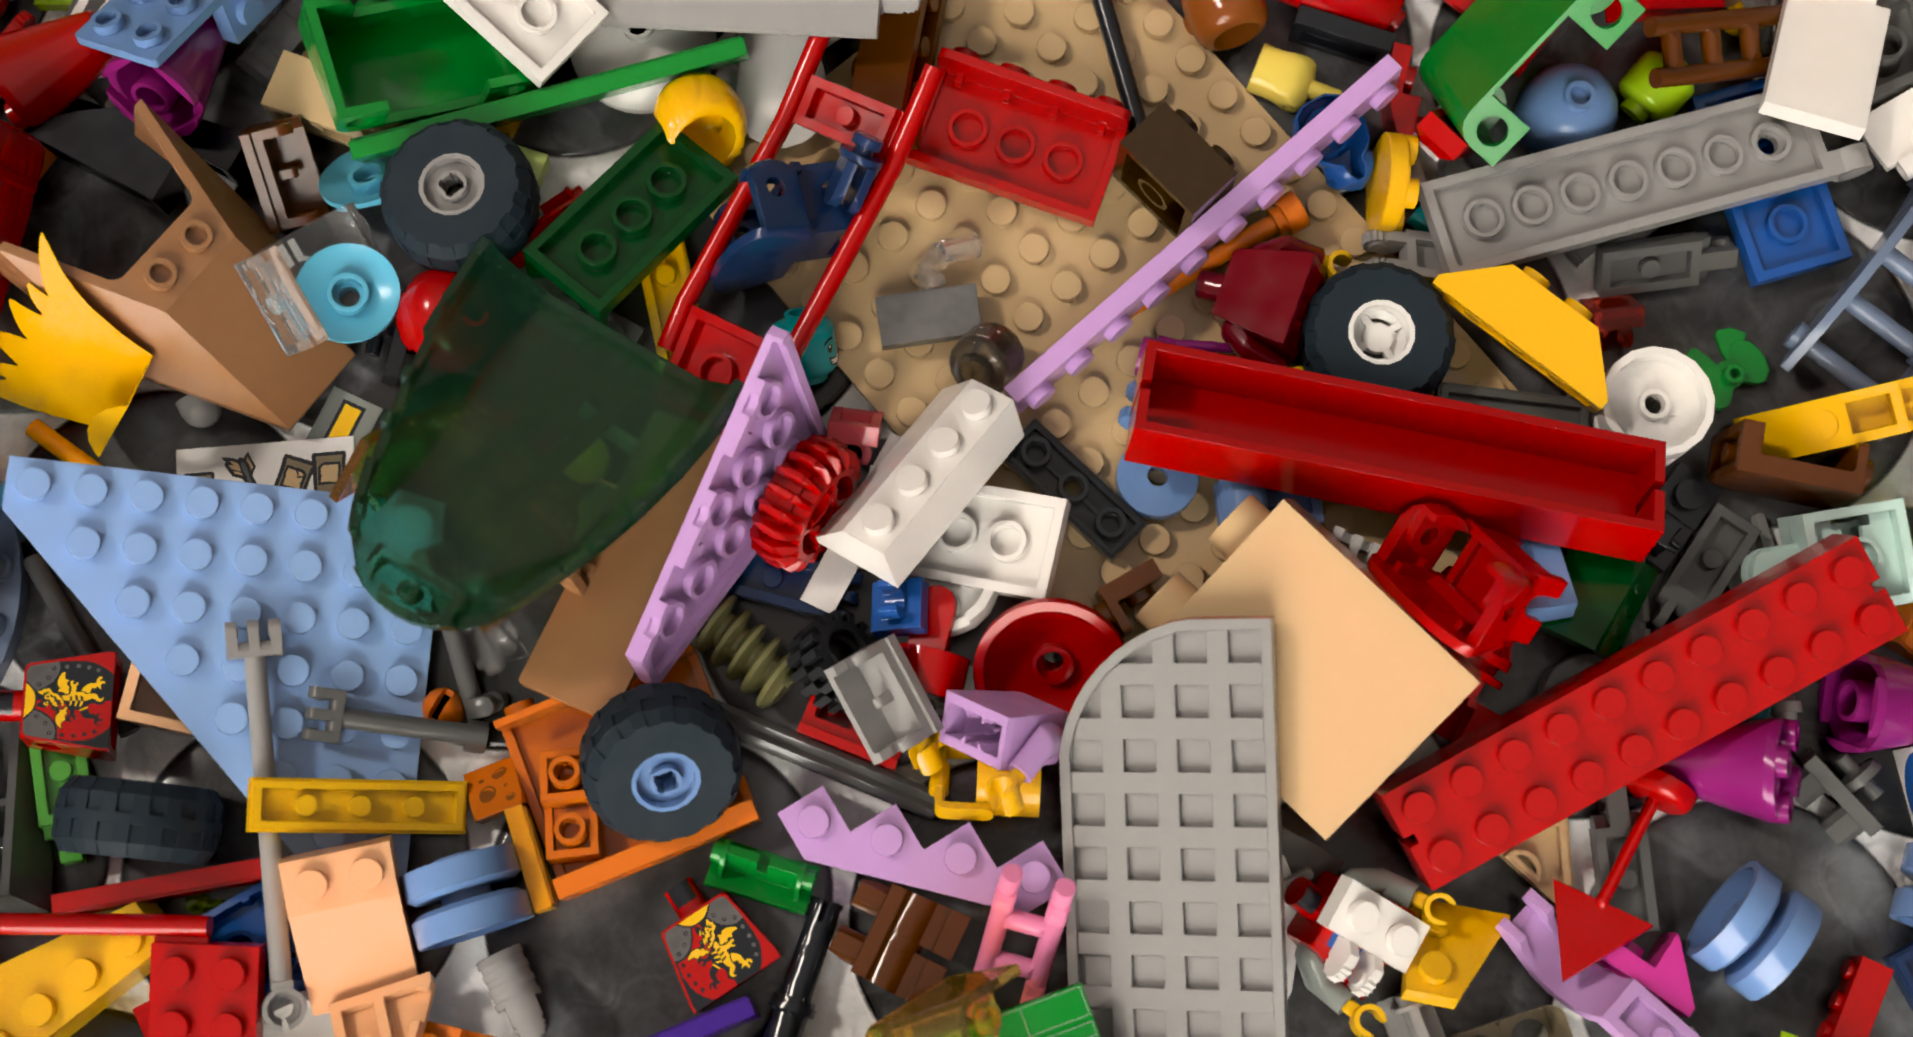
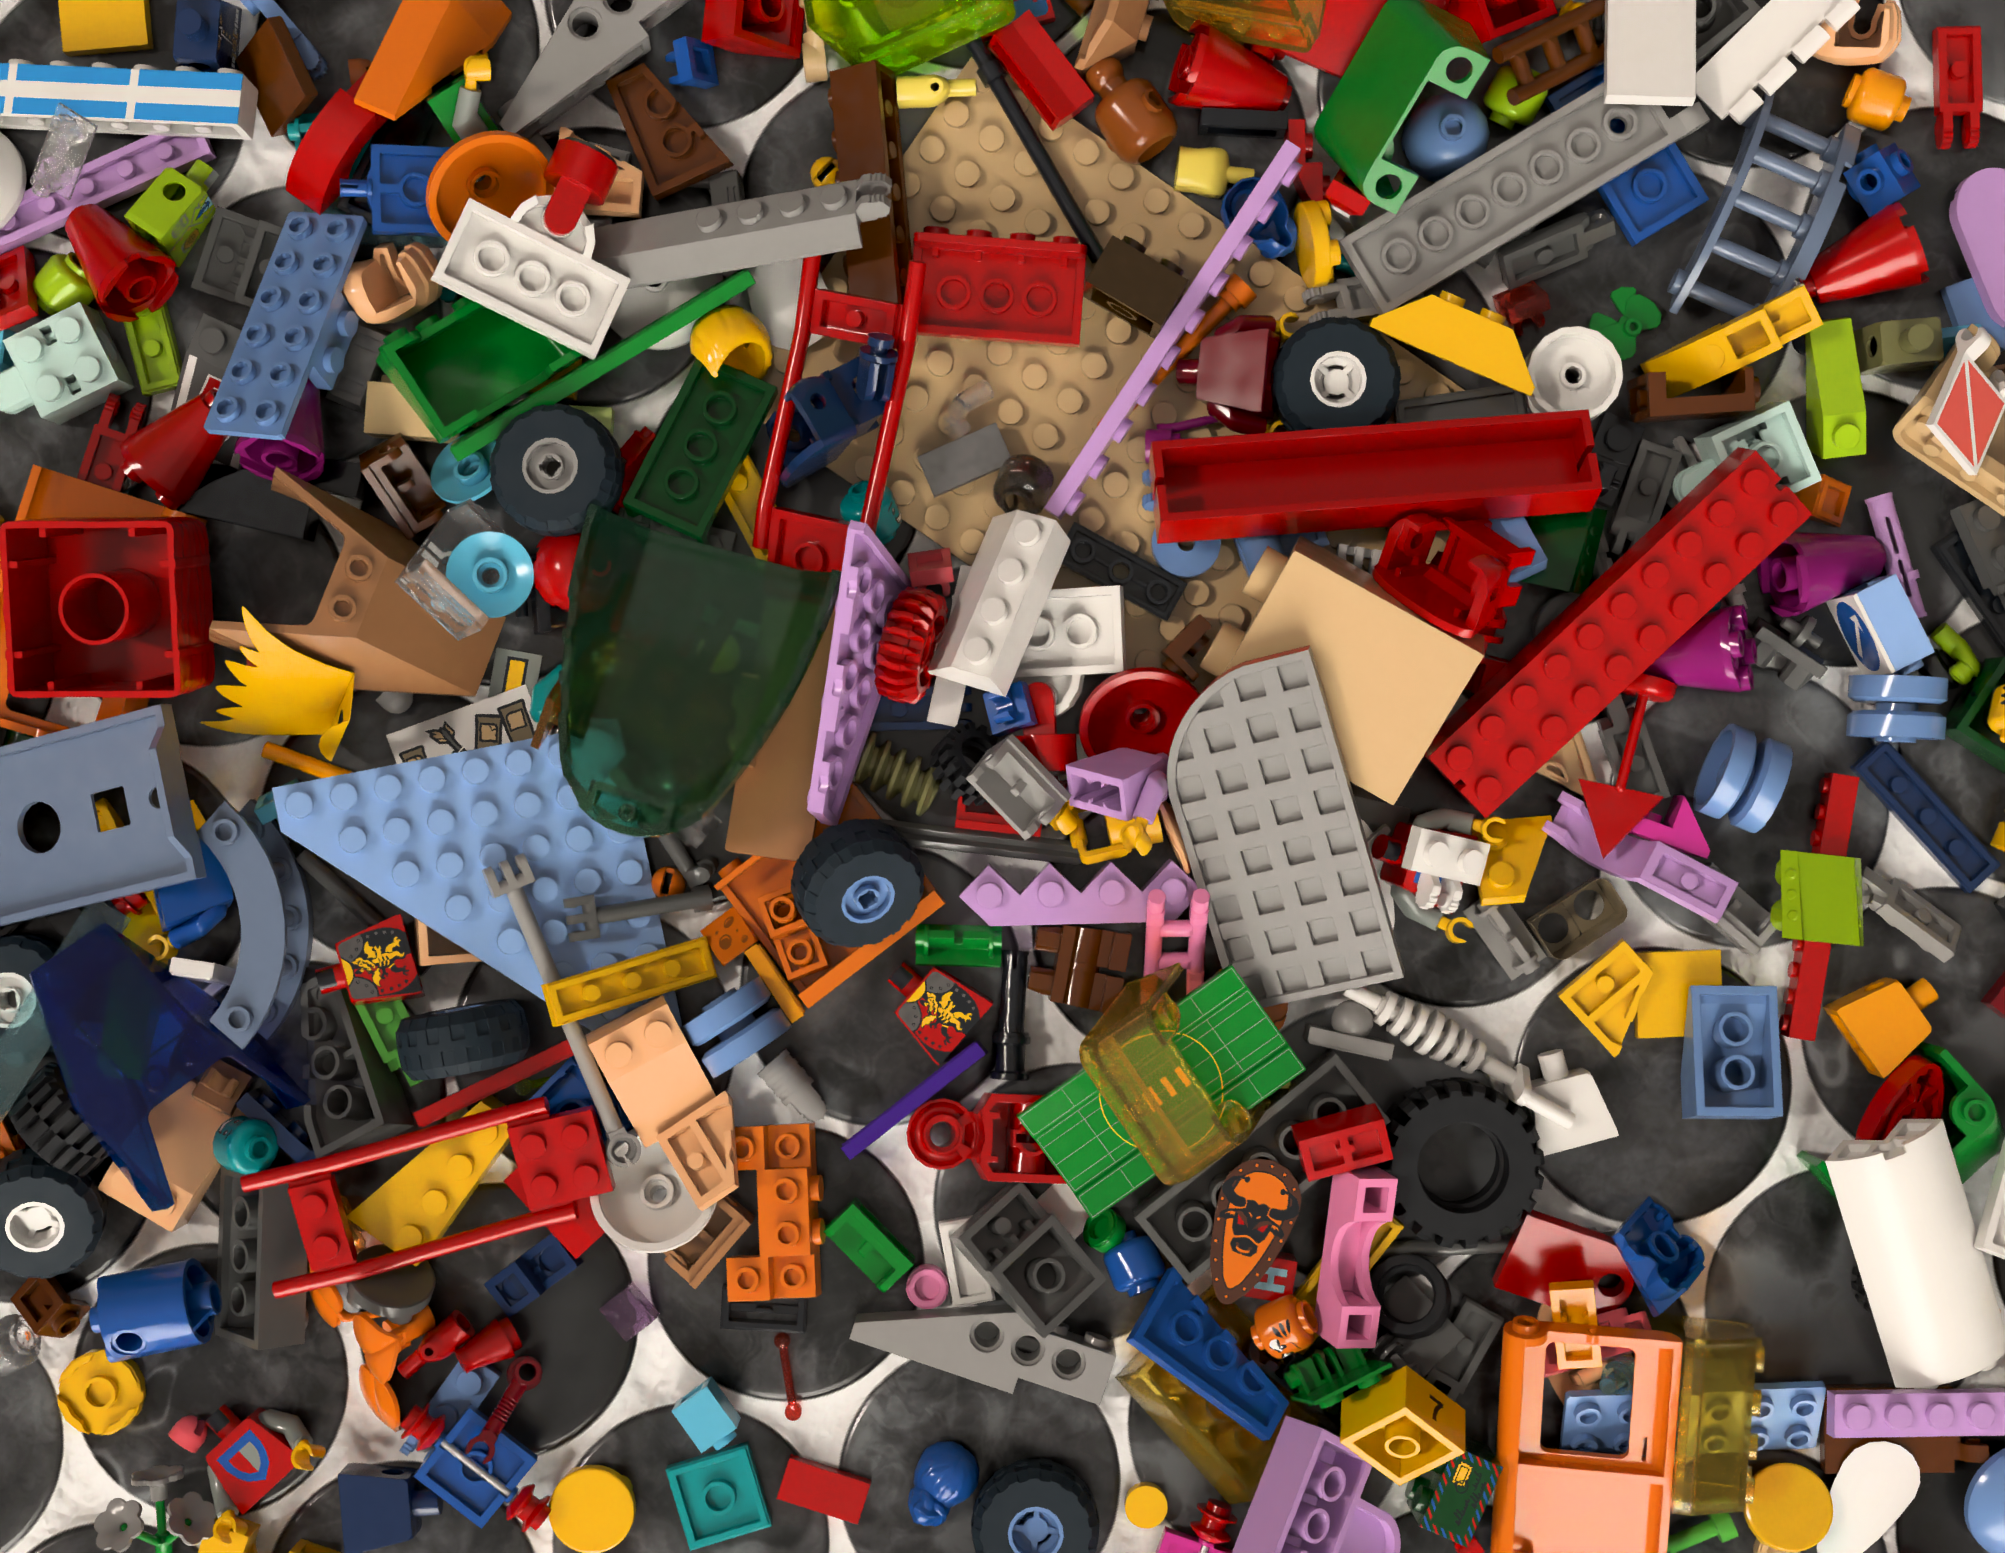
camera: 15 degrees left, 10 degrees up
(1052, 802) = (1171, 827): none -> light nougat dish

